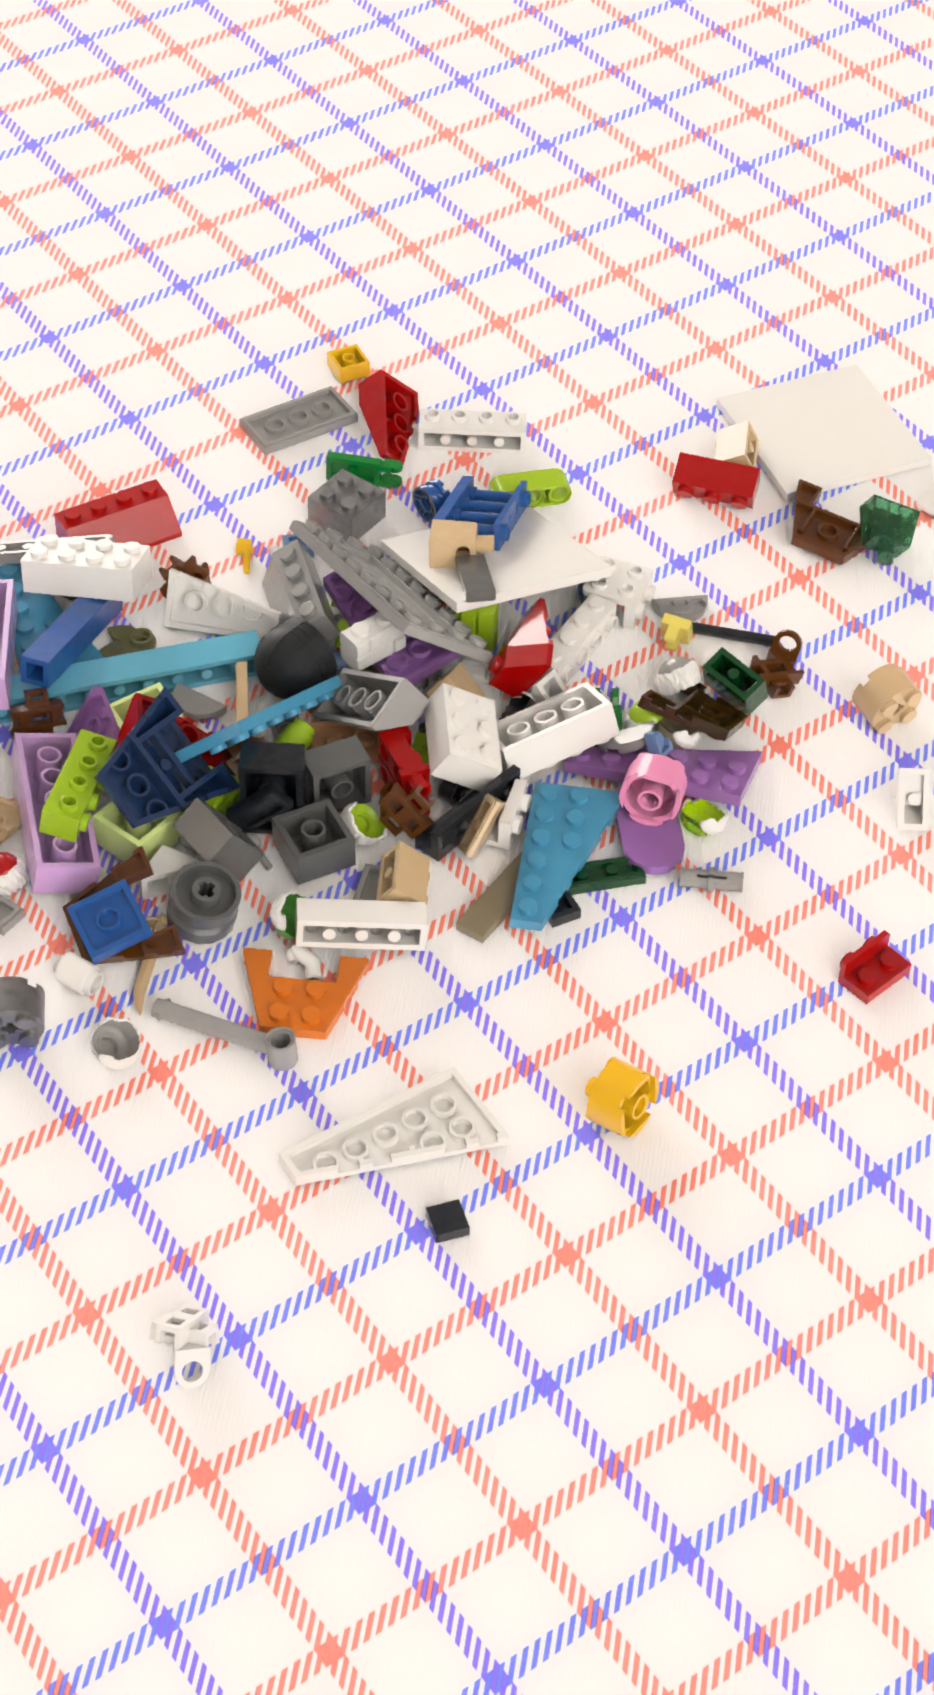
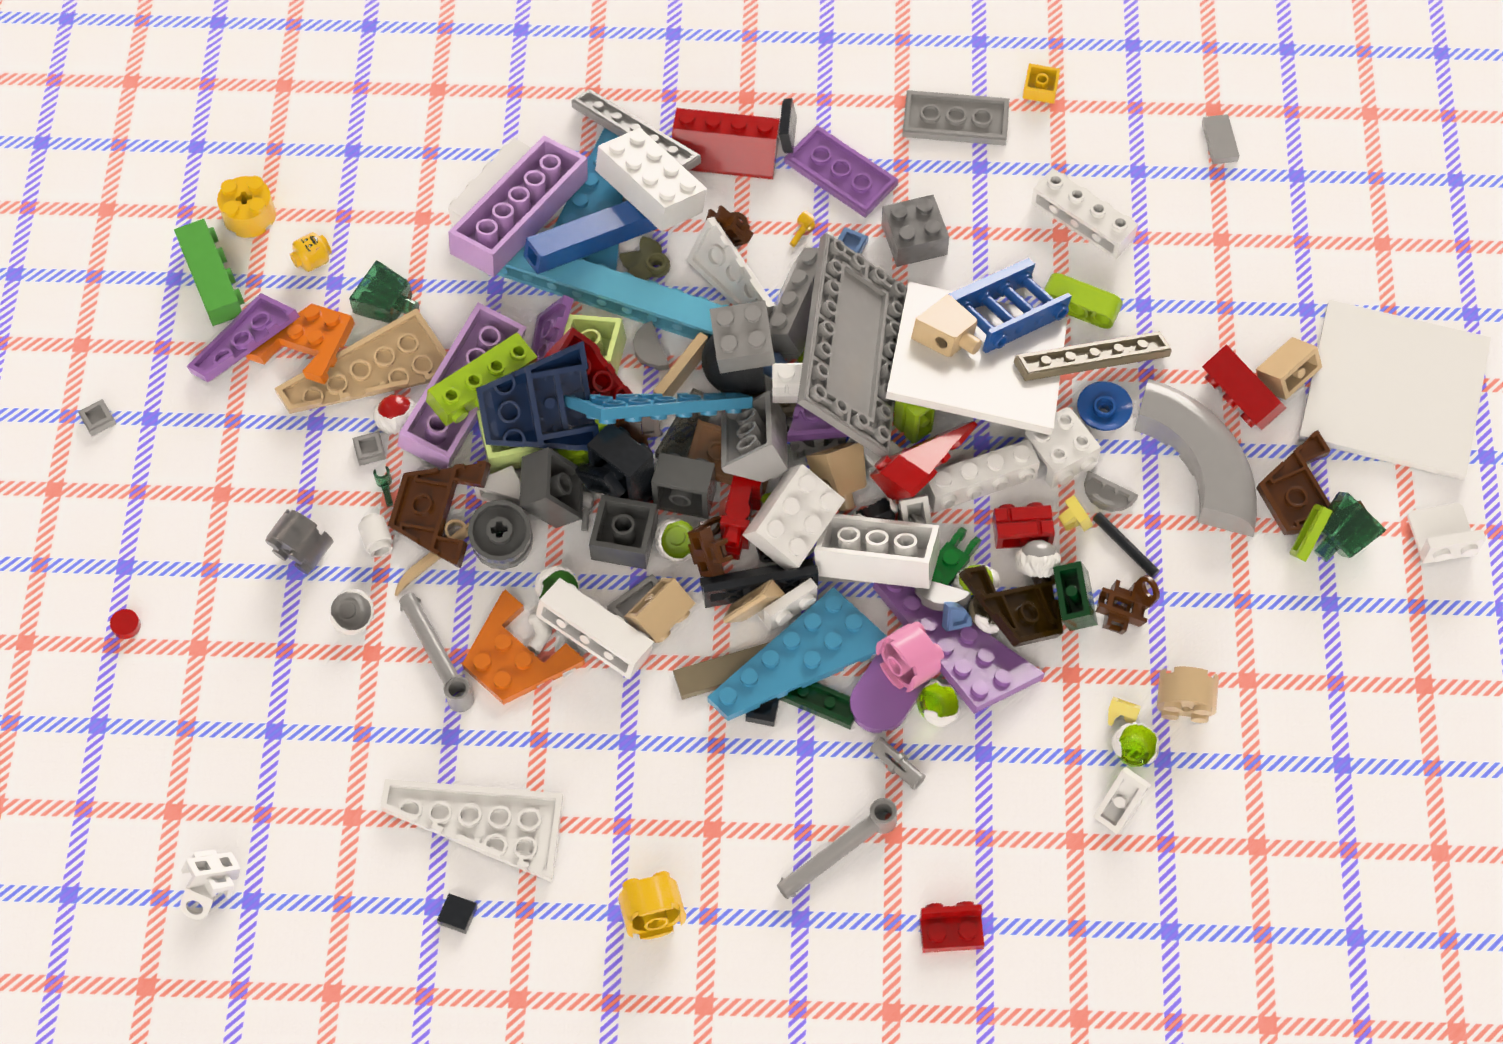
camera: 40 degrees right, 15 degrees up
(37, 708) = (509, 291): reddish brown piece -> none
(41, 932) = (384, 482): none -> clear green hand
(109, 921) = (419, 509): blue plate -> none
(153, 472) = (787, 125): none -> black tile
(237, 500) = (841, 171): none -> medium lavender tile
(297, 732) = (676, 435): lime brick -> none
(299, 621) = (742, 336): none -> light grey brick
(365, 468) = (961, 201): green hinge -> none
(389, 413) = (1027, 157): red wedge -> none
(429, 498) = (986, 262): blue wheel -> none
(475, 578) = (926, 374): dark grey tile -> none
(526, 337) = (1220, 139): none -> light grey tile
(581, 515) = (1092, 356): none -> dark tan tile
(623, 545) = (1104, 396): none -> blue dish
(640, 660) = (1019, 525): none -> red brick
(728, 537) = (1209, 453): none -> light grey brick
(738, 929) = (840, 848): none -> light grey piece
(851, 738) = (1121, 707): none -> light yellow tile
(865, 544) = (1310, 532): none -> lime tile
(883, 756) = (1135, 744): none -> clear neon green hair

